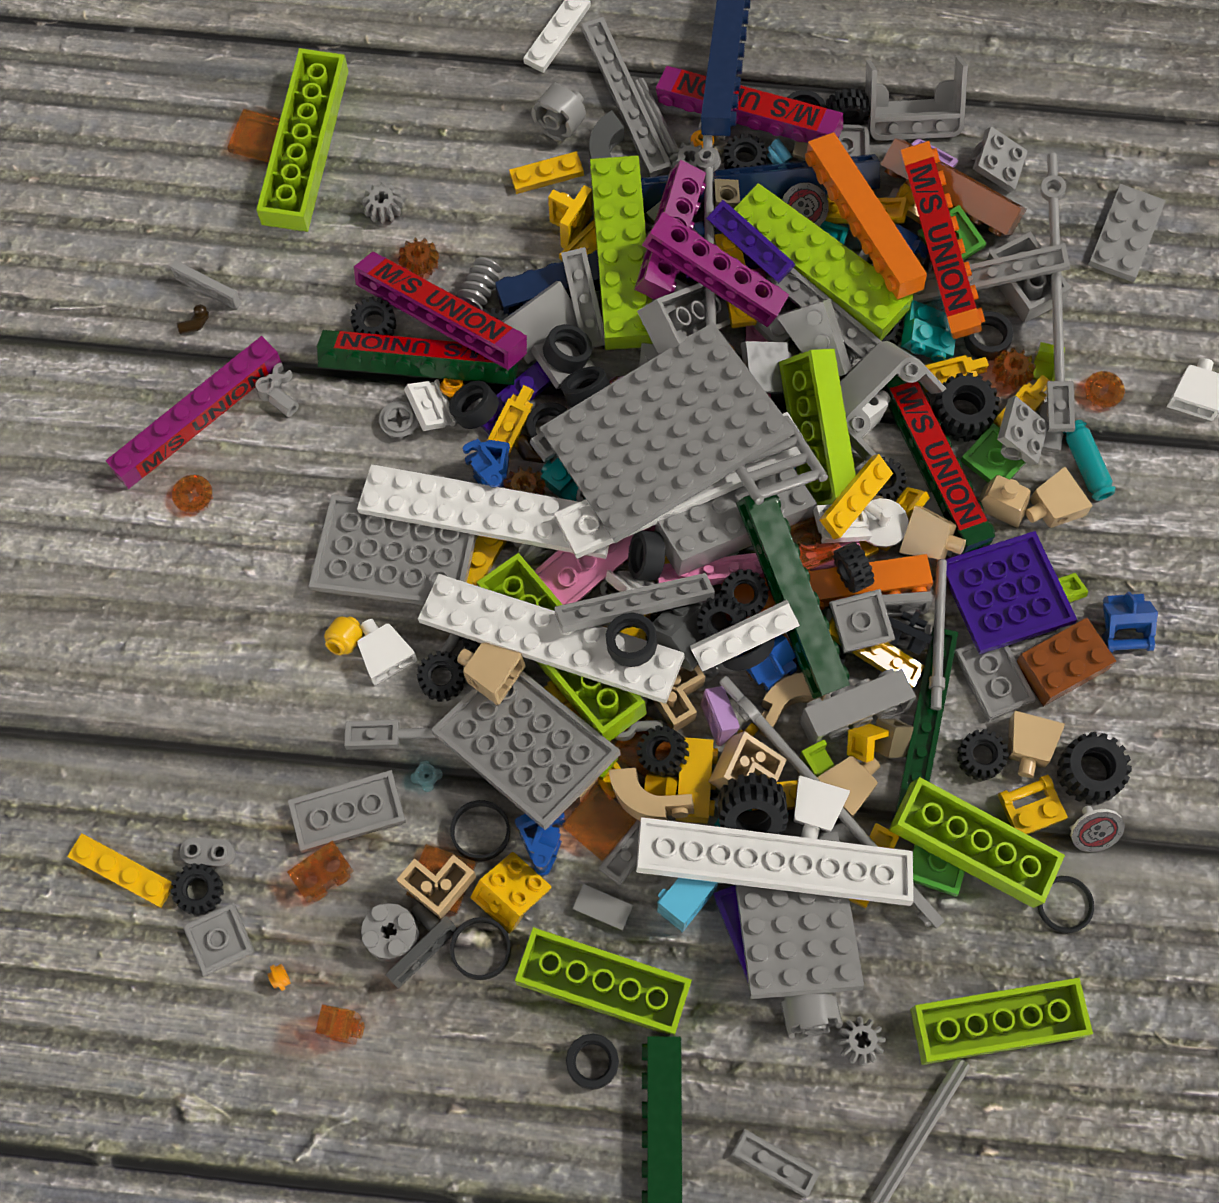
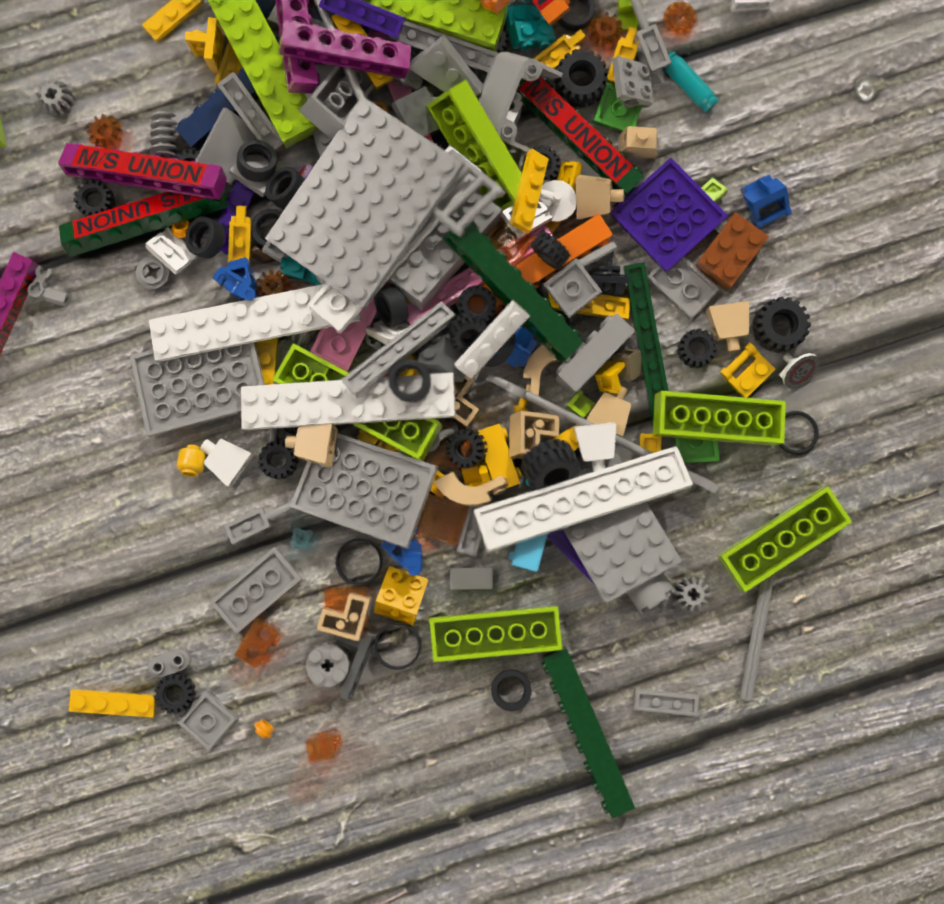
camera: 20 degrees left, 15 degrees up
(187, 485) = (15, 394): clear orange gear -> none
(719, 714) = (495, 402): lavender slope -> none
(937, 681) = (644, 308): light grey bar -> none
(1058, 501) = (679, 125): tan torso -> none

